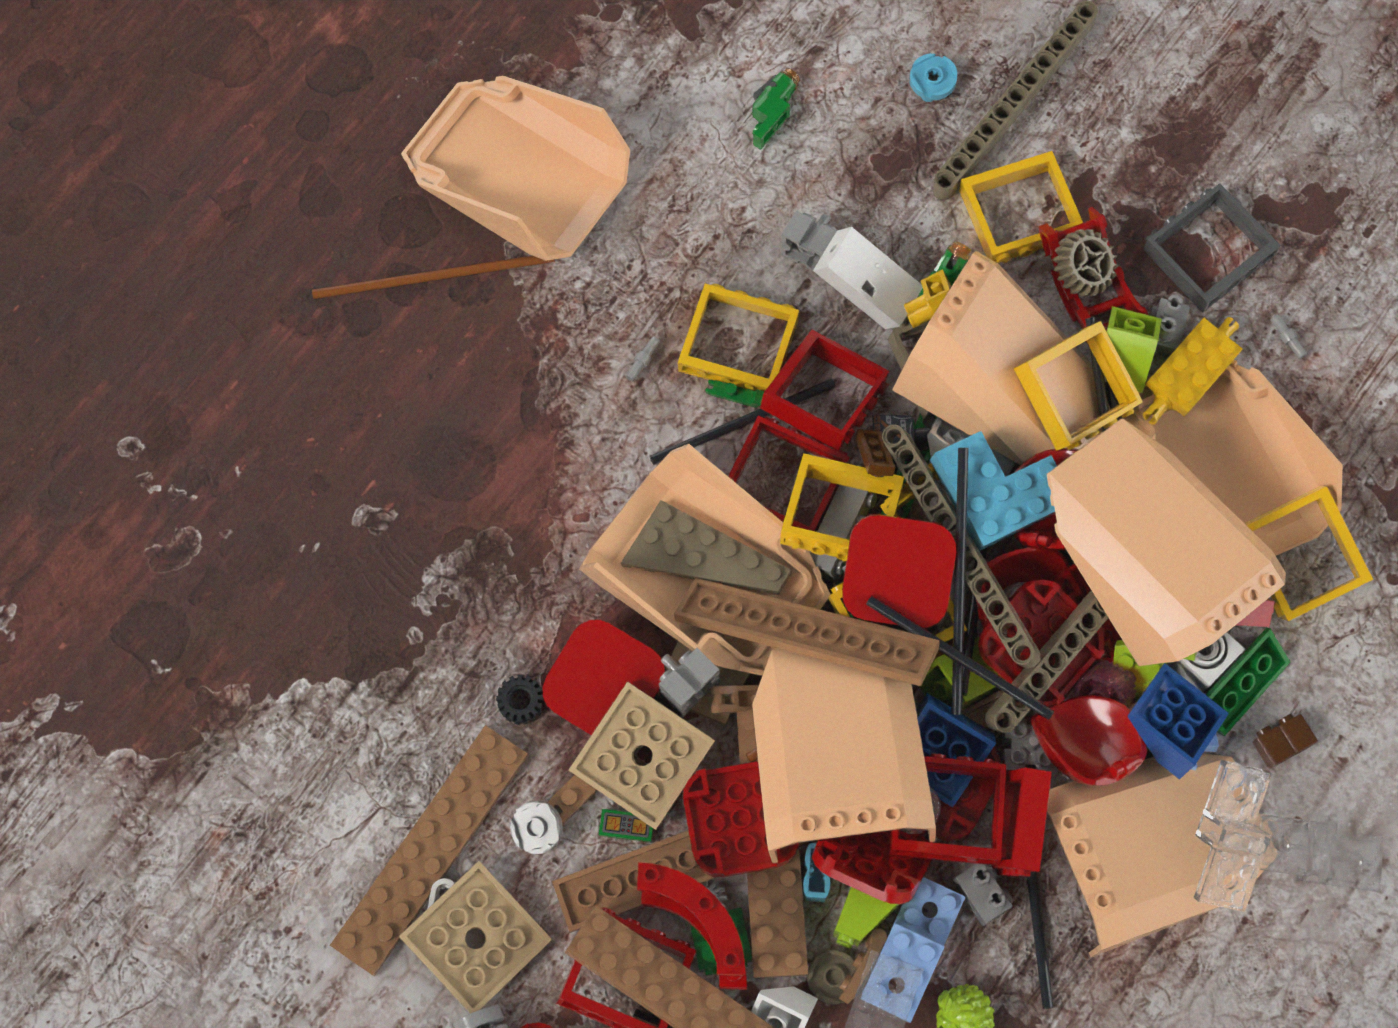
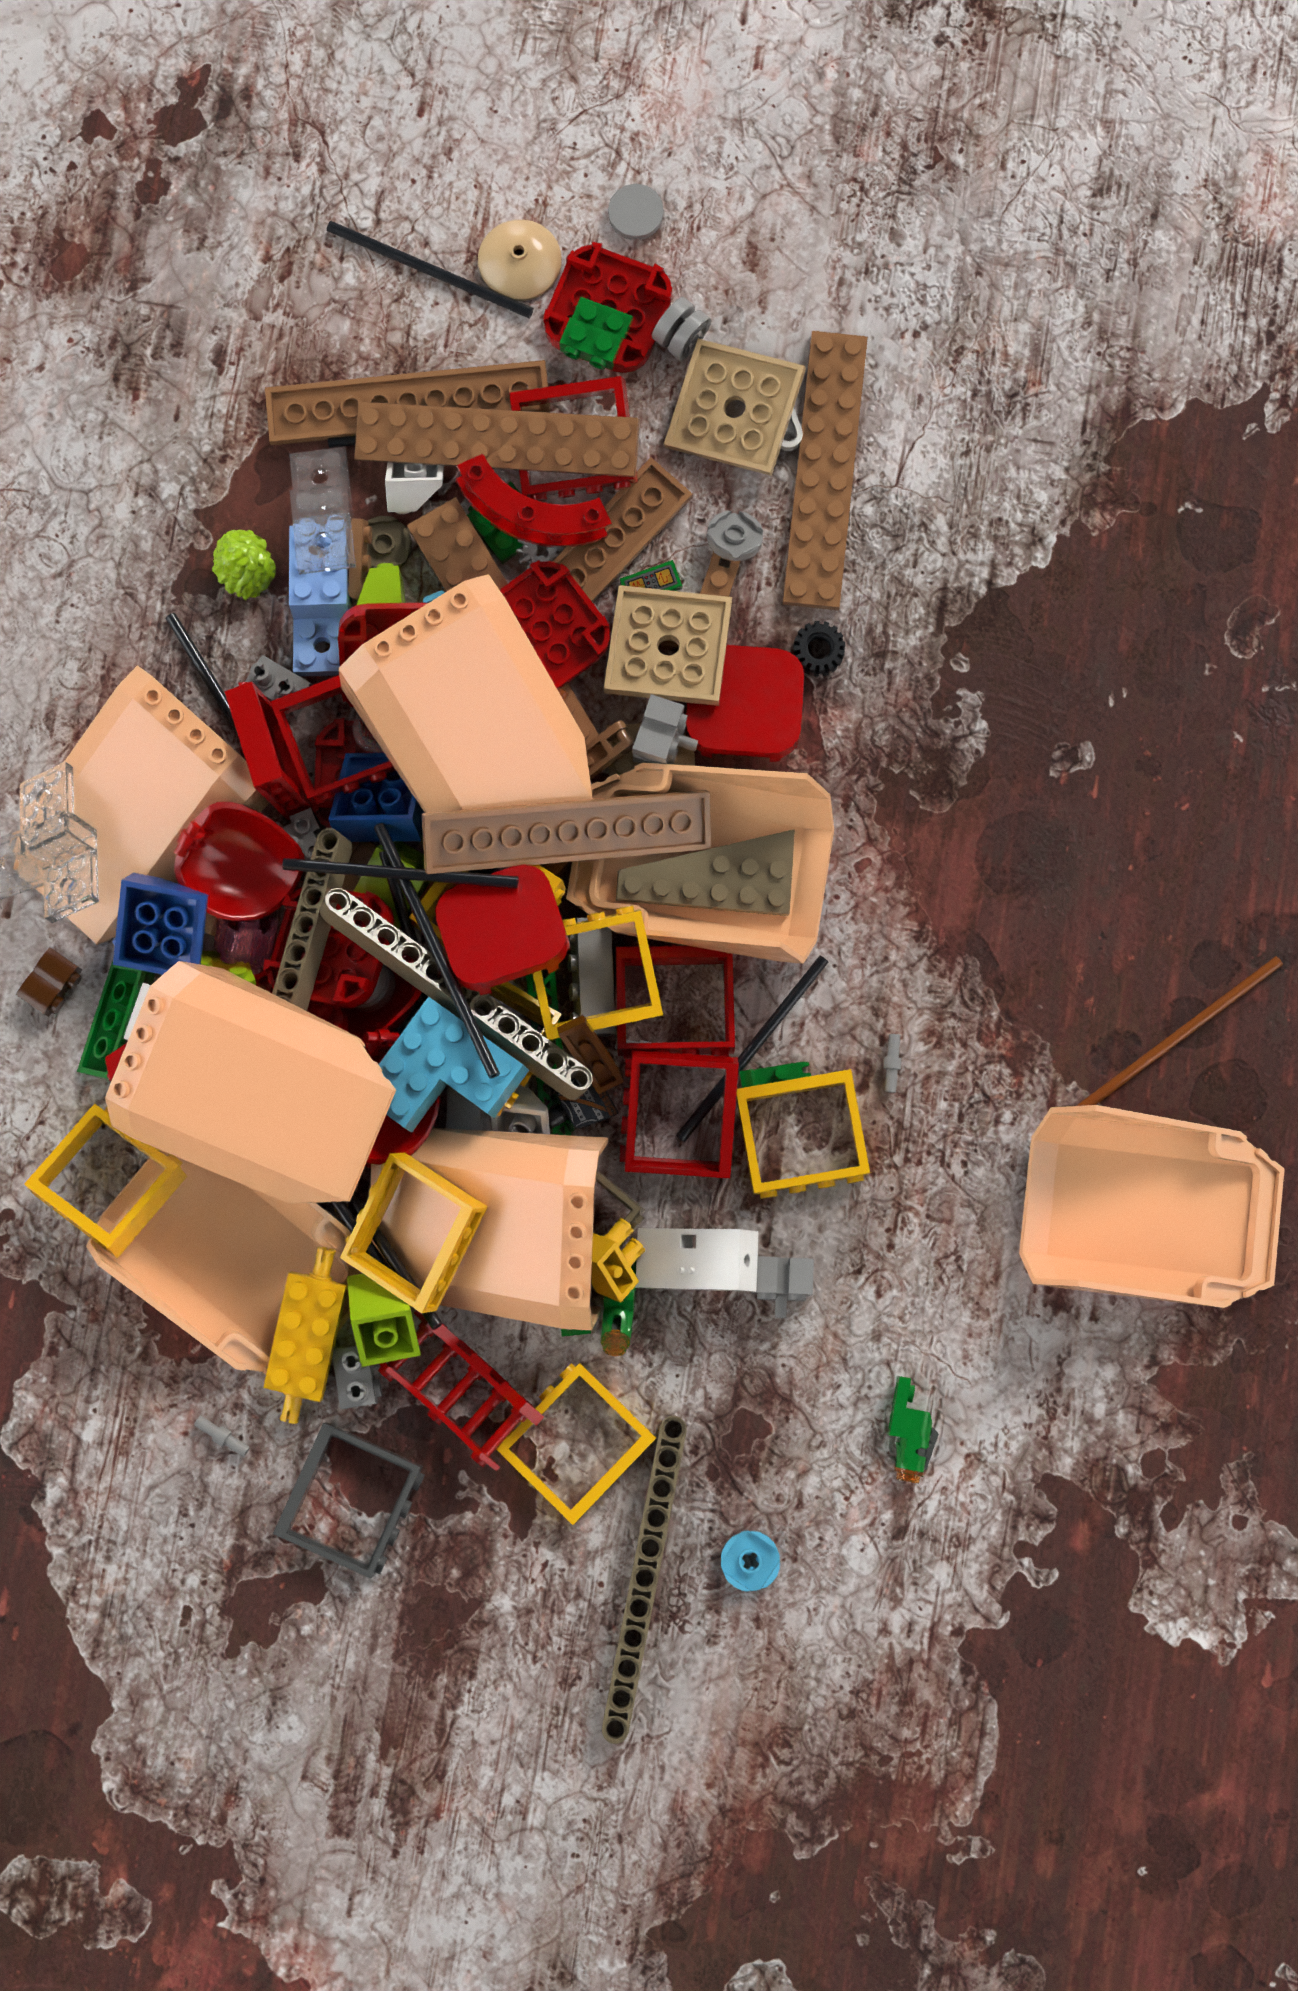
camera: 150 degrees right, 10 degrees up
(1075, 252) = (485, 1387): dark tan gear -> none

